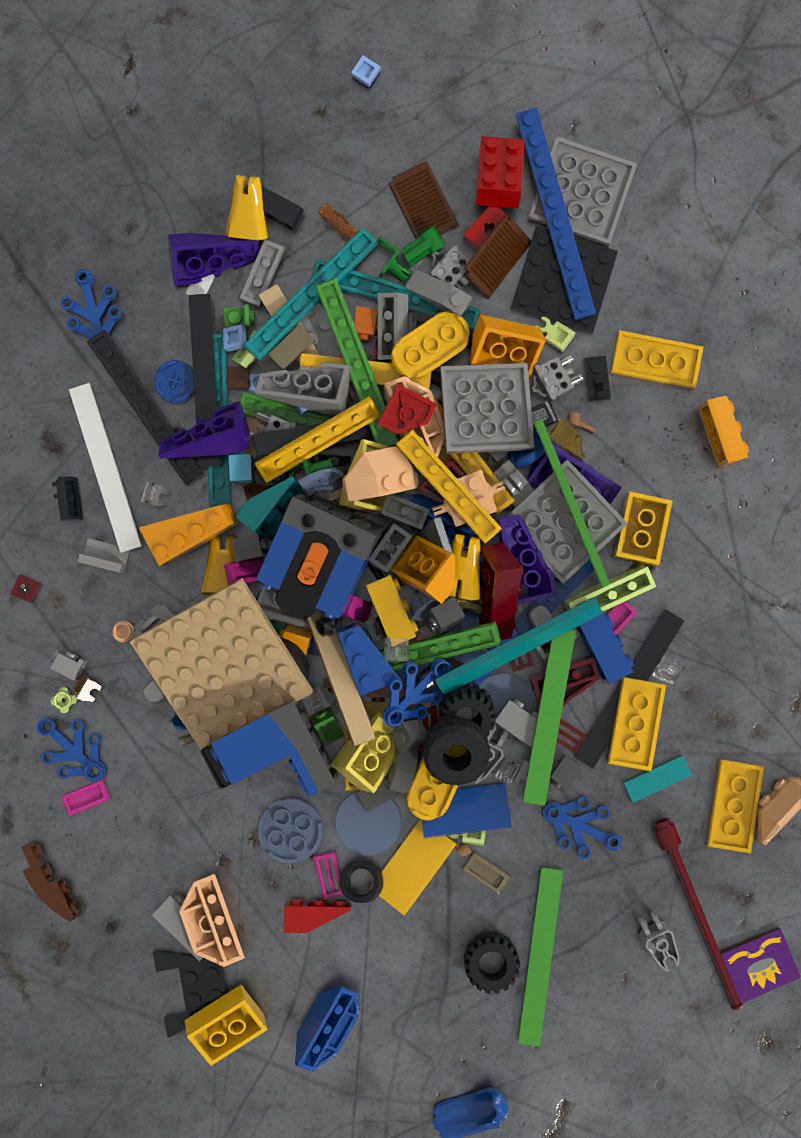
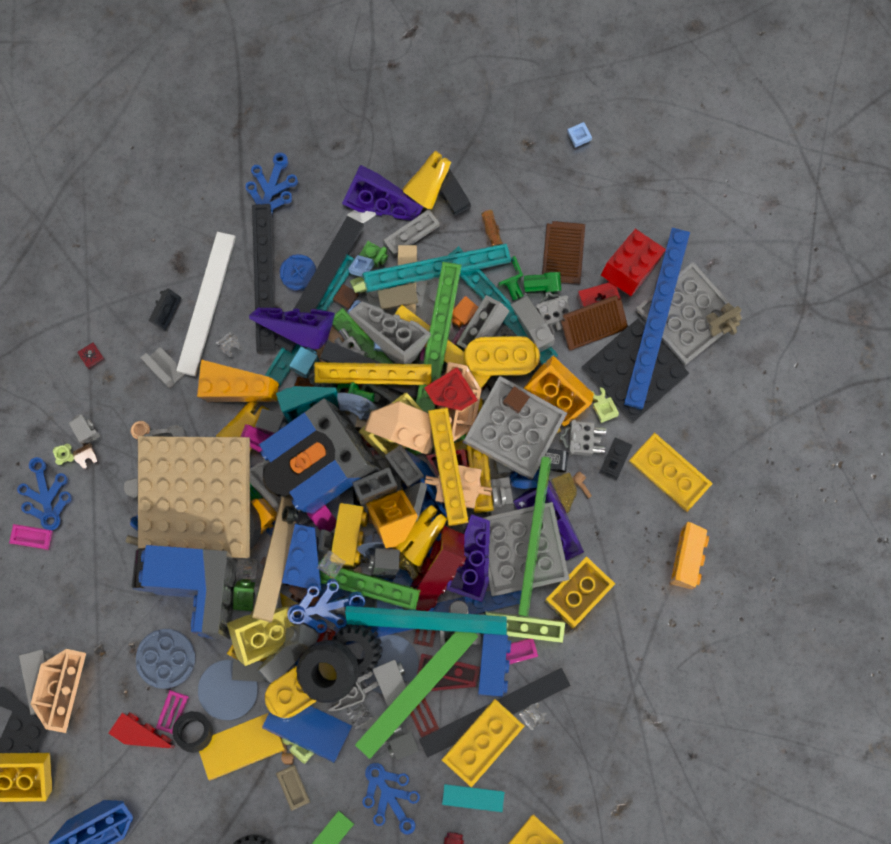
camera: 30 degrees right, 10 degrees down
(472, 380) = (516, 399): none -> reddish brown tile
(627, 178) = (726, 322): none -> dark tan hips

